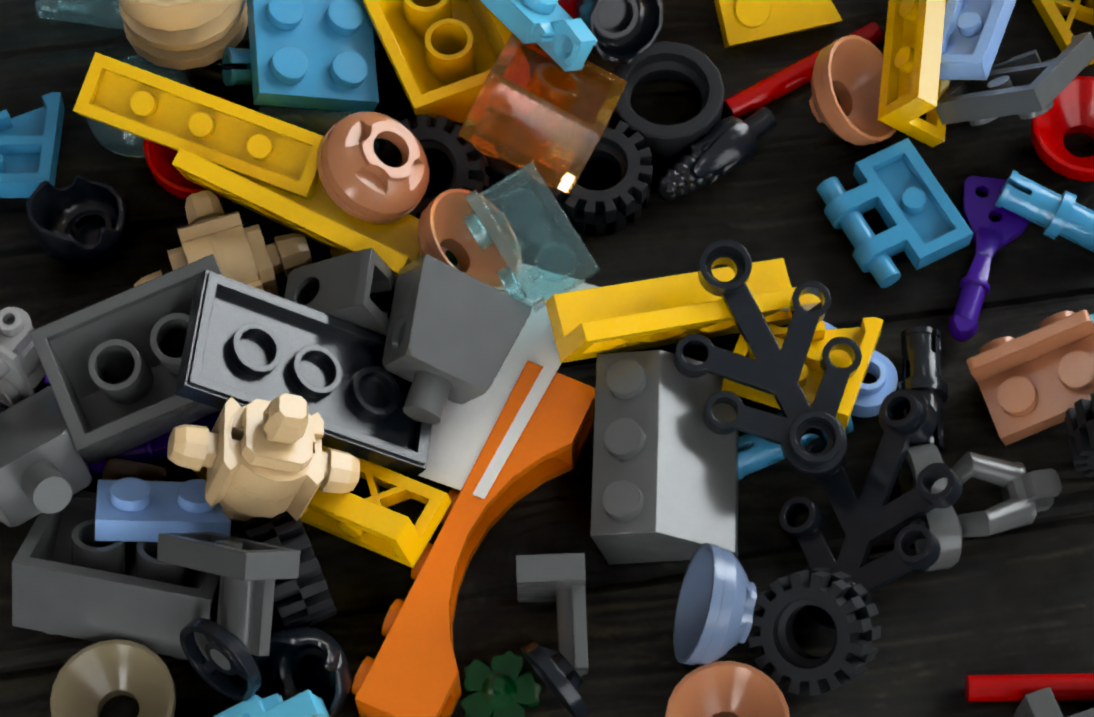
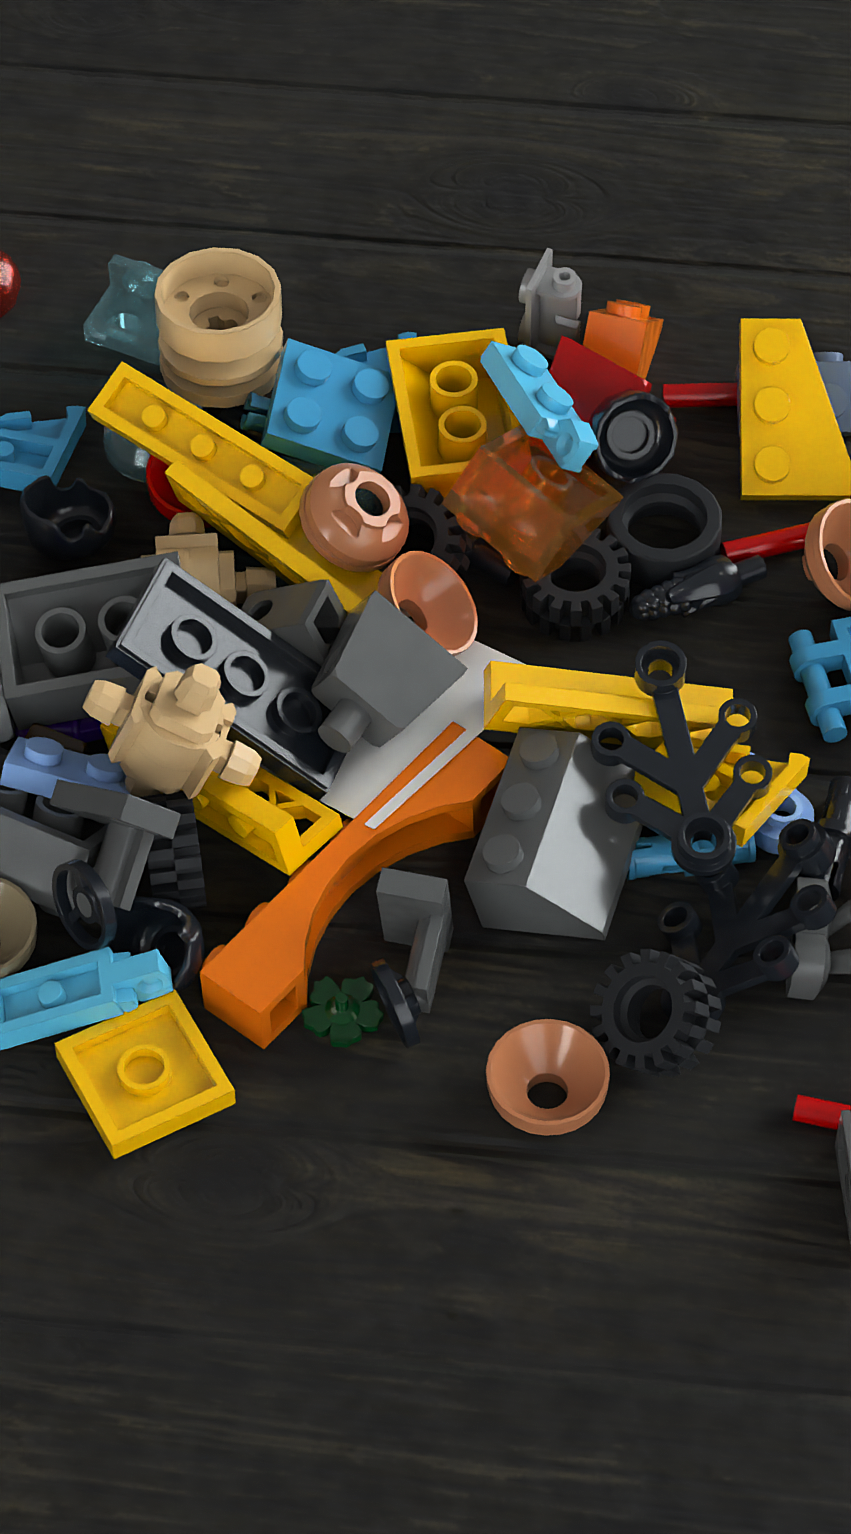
camera: 15 degrees right, 10 degrees down
(530, 237) = (485, 608): clear light blue bracket -> none
(712, 606) = (567, 972): sand blue piece -> none

